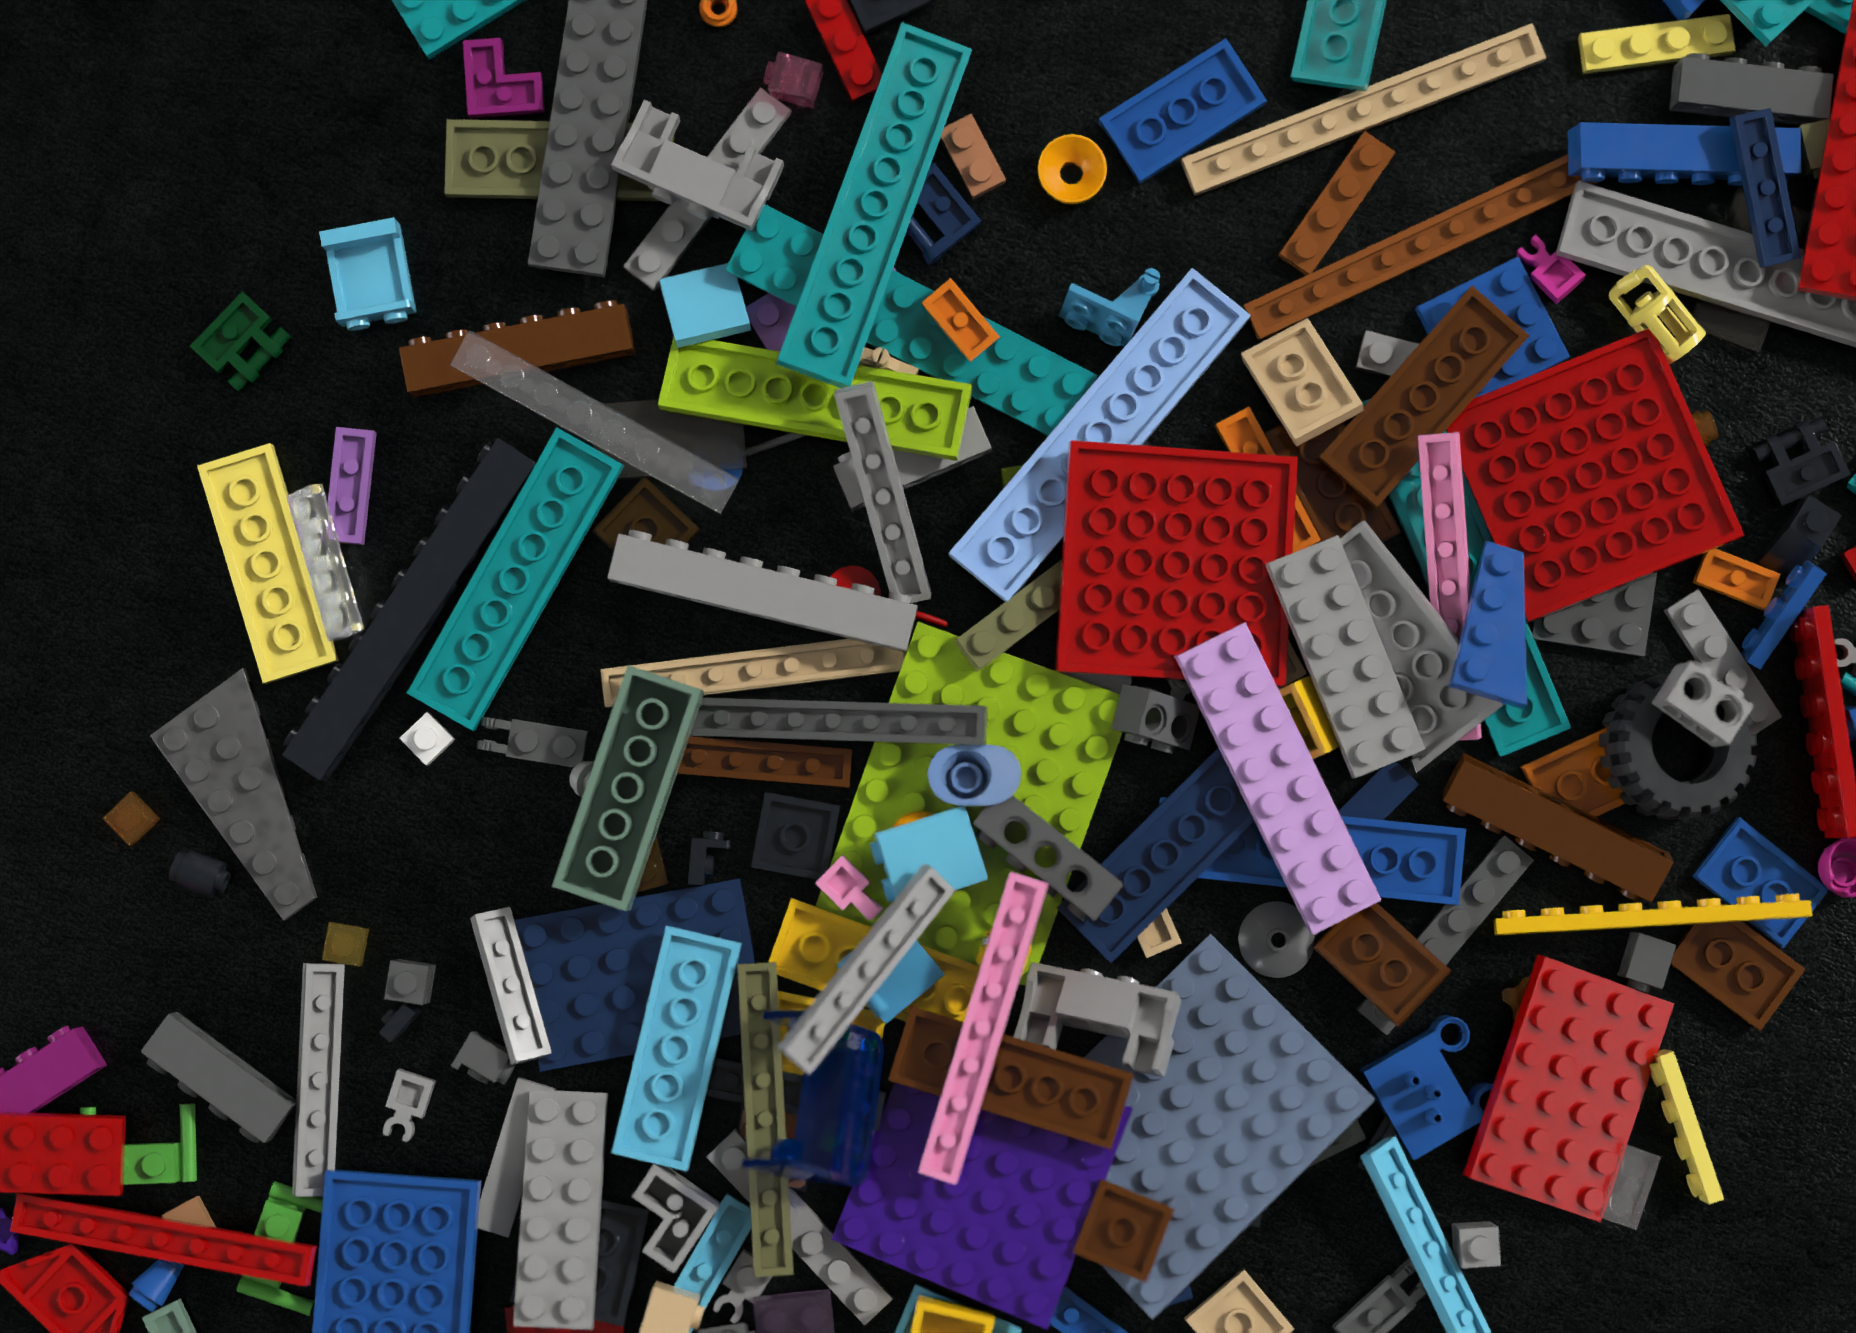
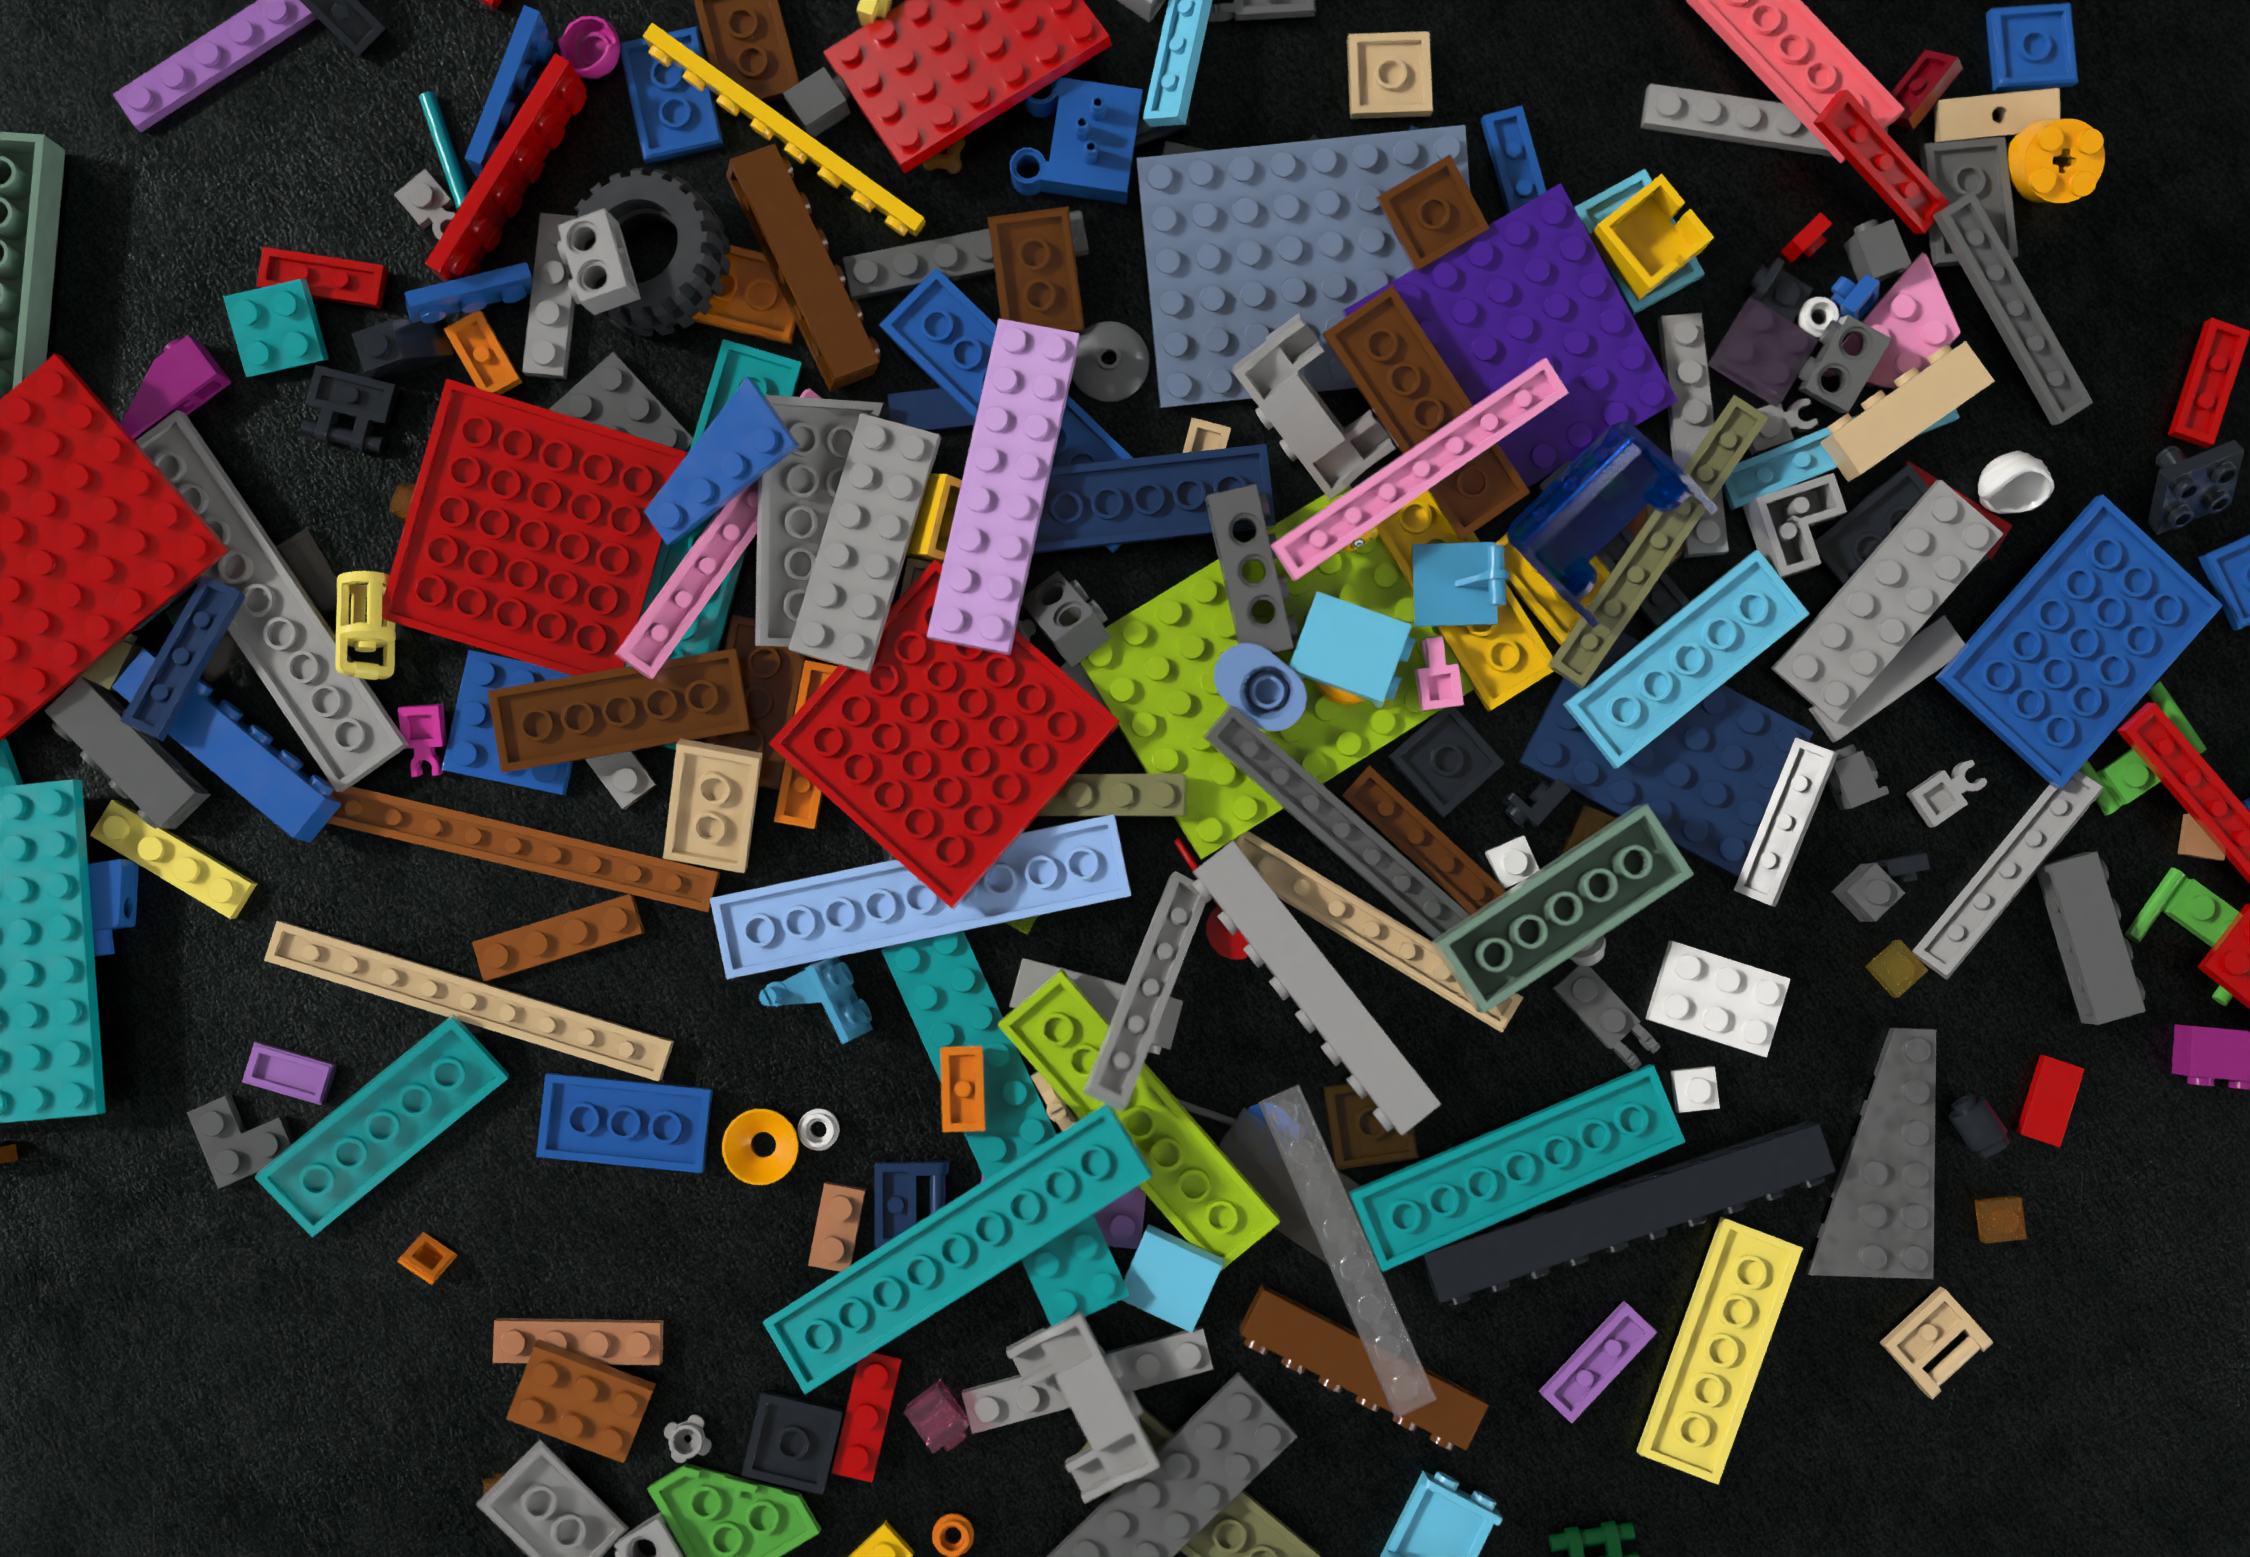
camera: 145 degrees left, 0 degrees up
(124, 693) = (1927, 1333): none -> tan plate
(159, 934) = (2050, 1100): none -> red tile
(325, 562) = (1671, 1311): clear plate -> none
(460, 818) = (1717, 998): none -> white plate
(688, 800) = (1512, 862): none -> white plate
(866, 969) = (1484, 591): light grey plate -> none
(1046, 204) = (805, 1129): none -> white plate

